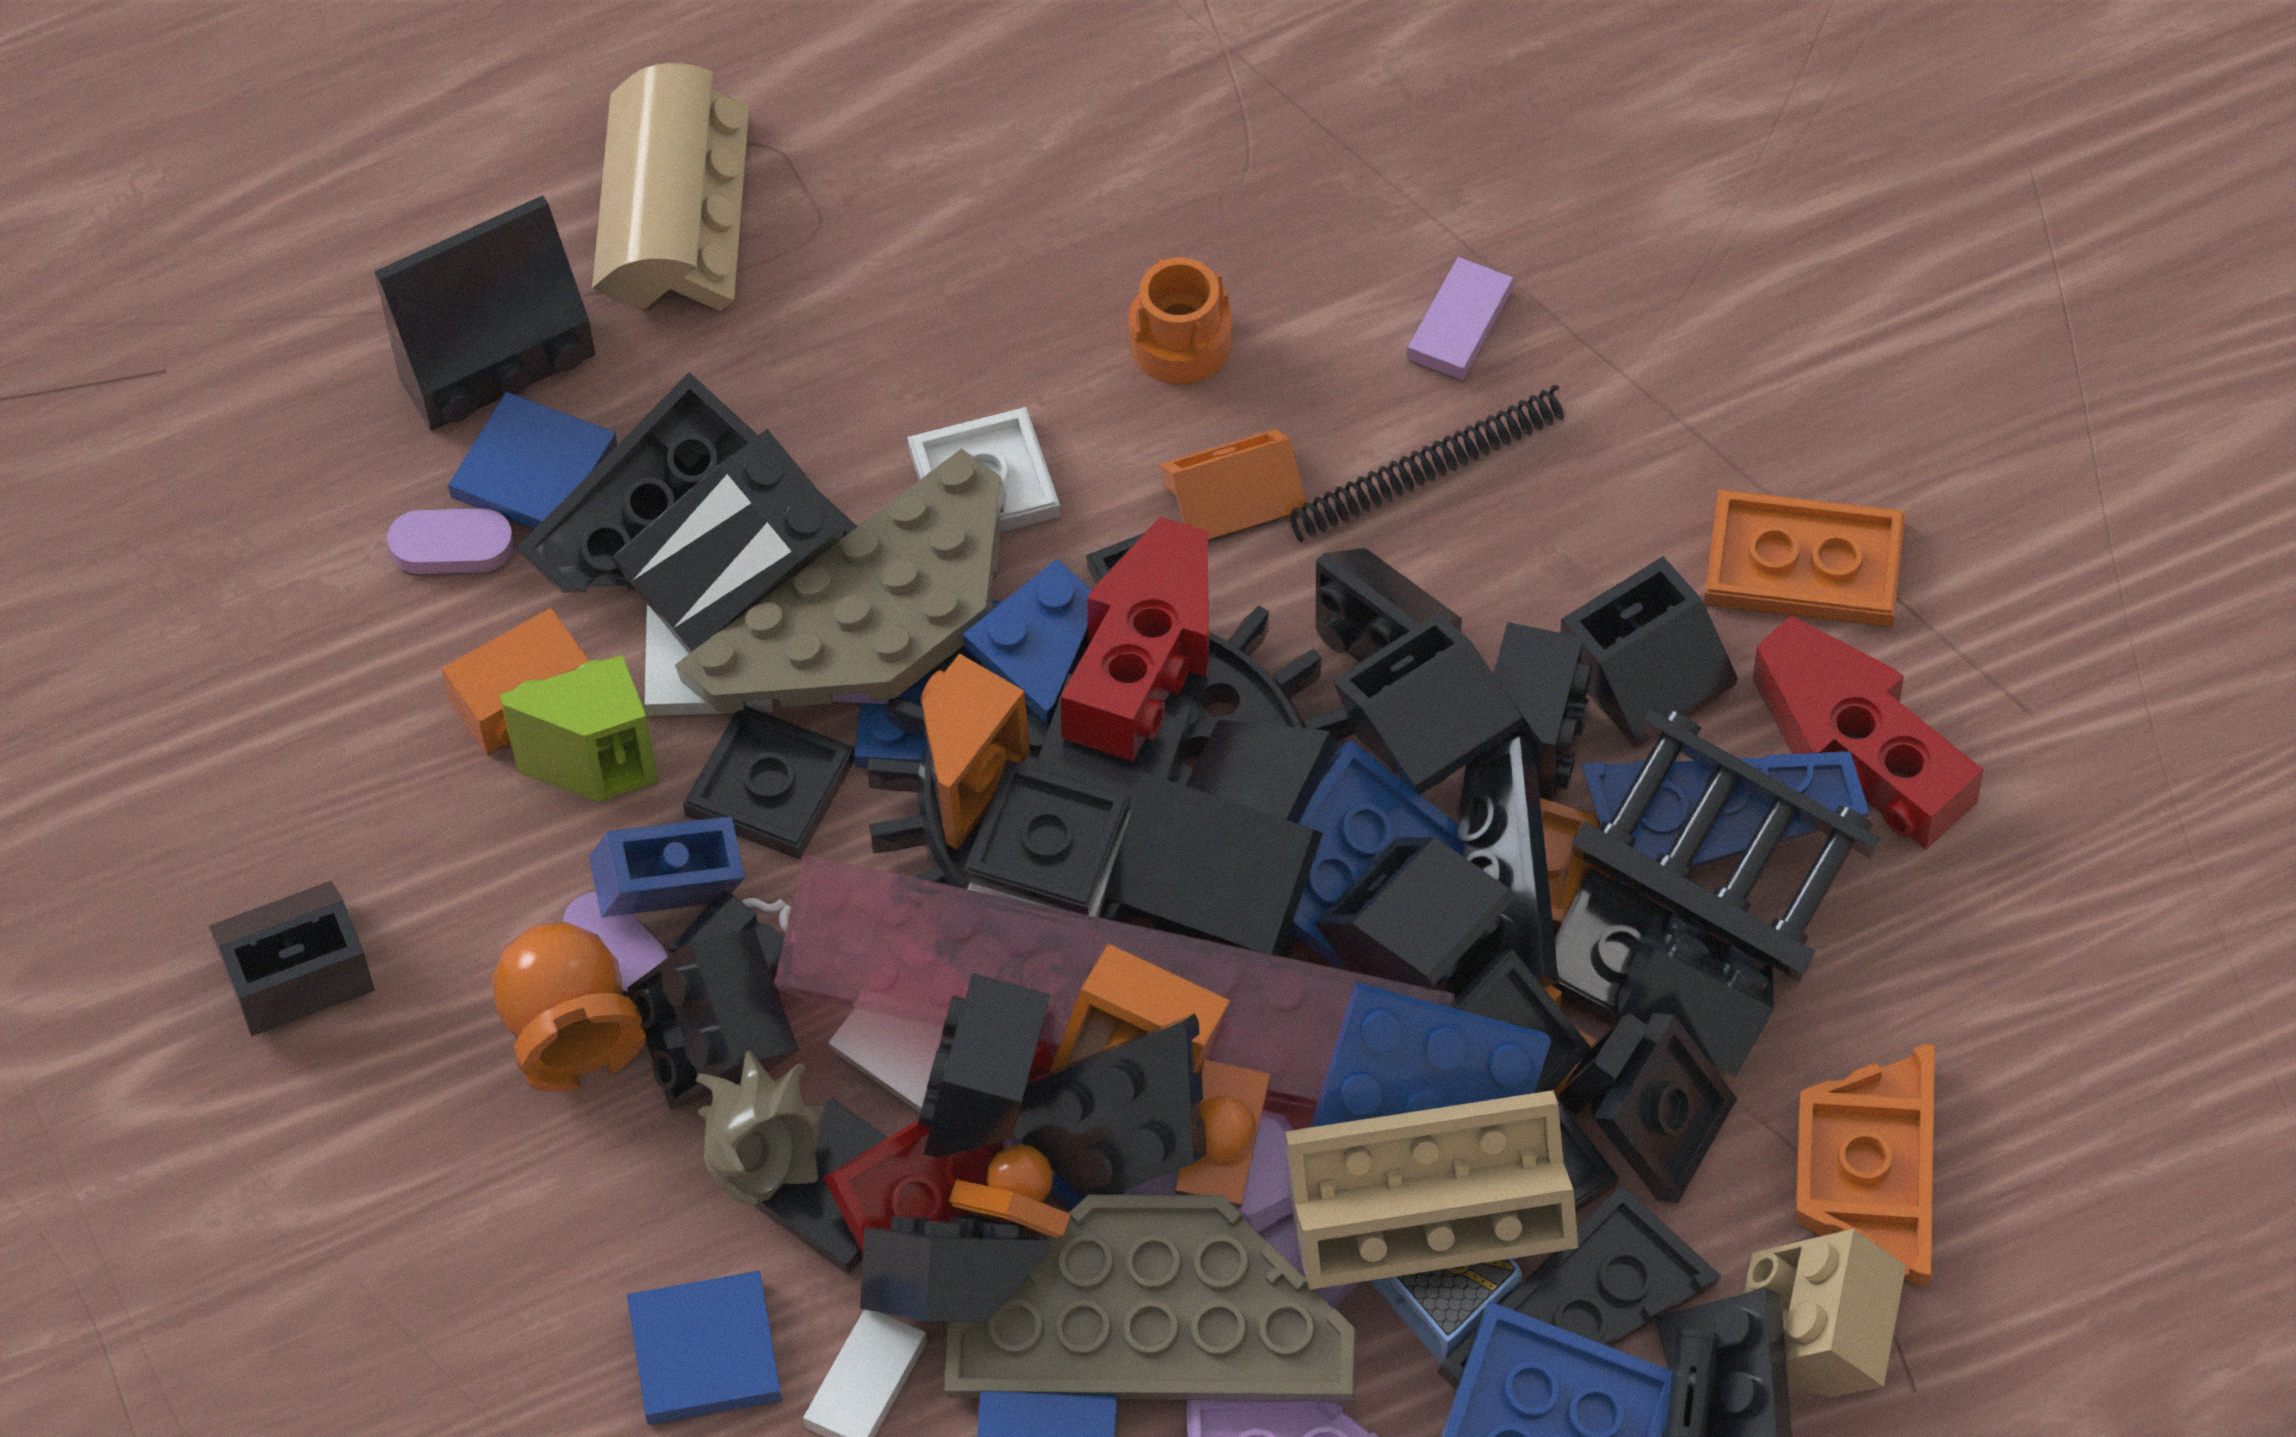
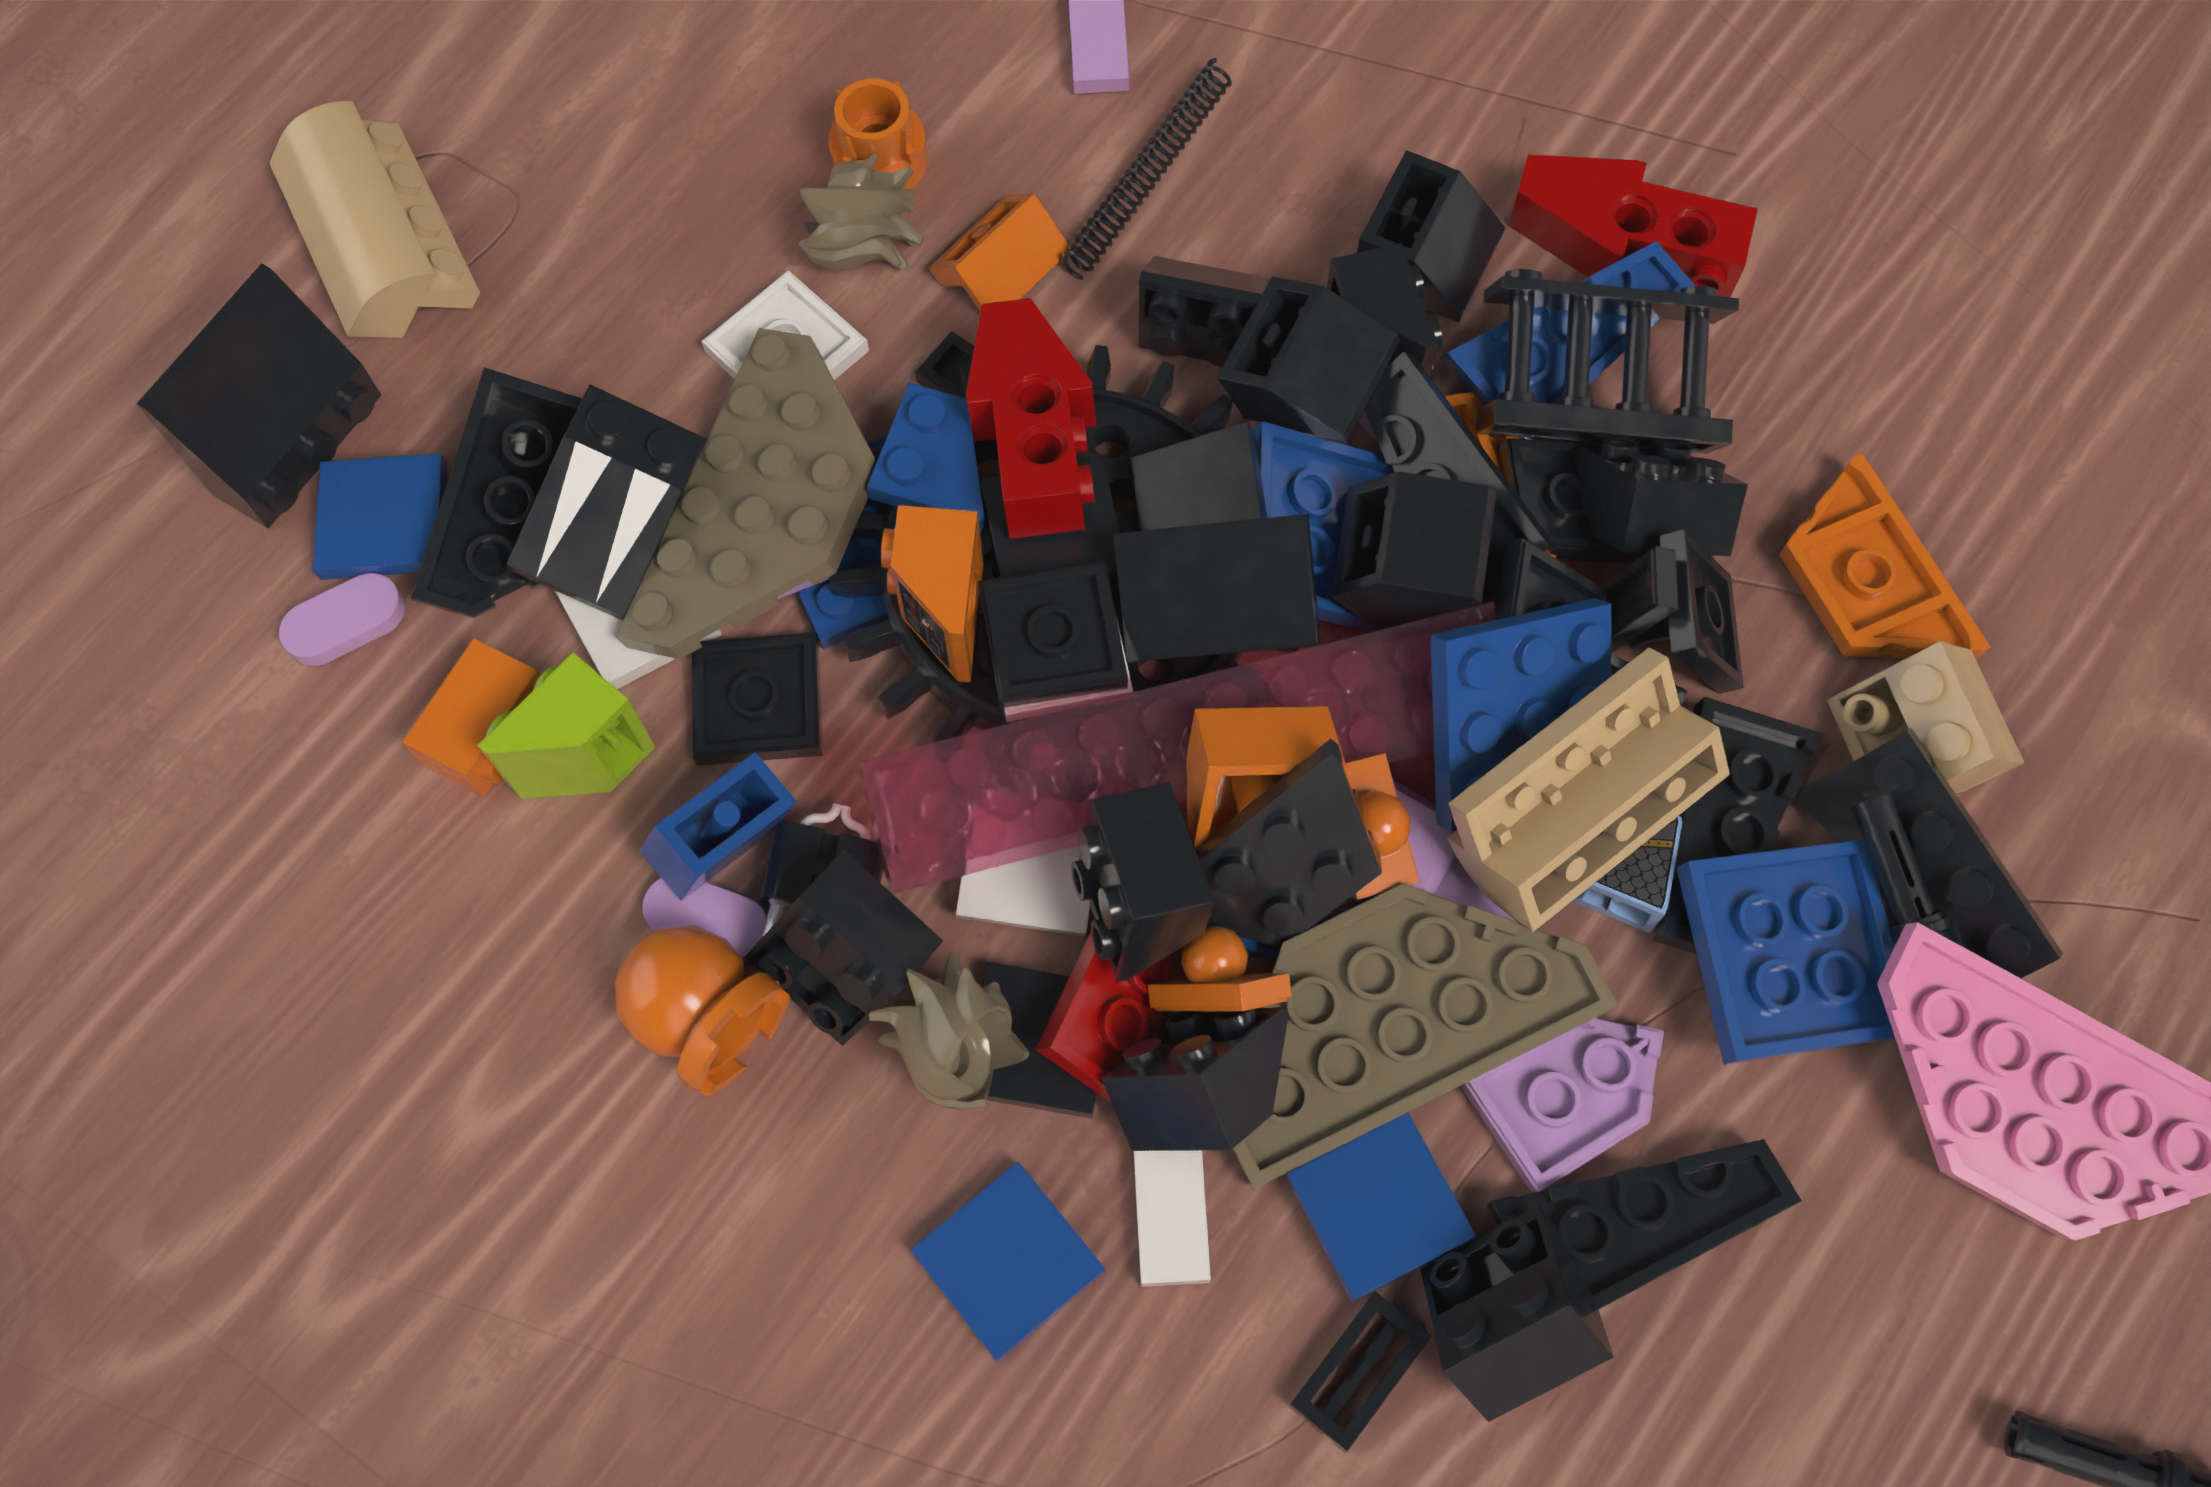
camera: 30 degrees left, 10 degrees up
(292, 957) = (405, 1086): black slope -> none
(1114, 387) = (859, 217): none -> dark tan hair
(1805, 558) = (1489, 108): orange tile -> none

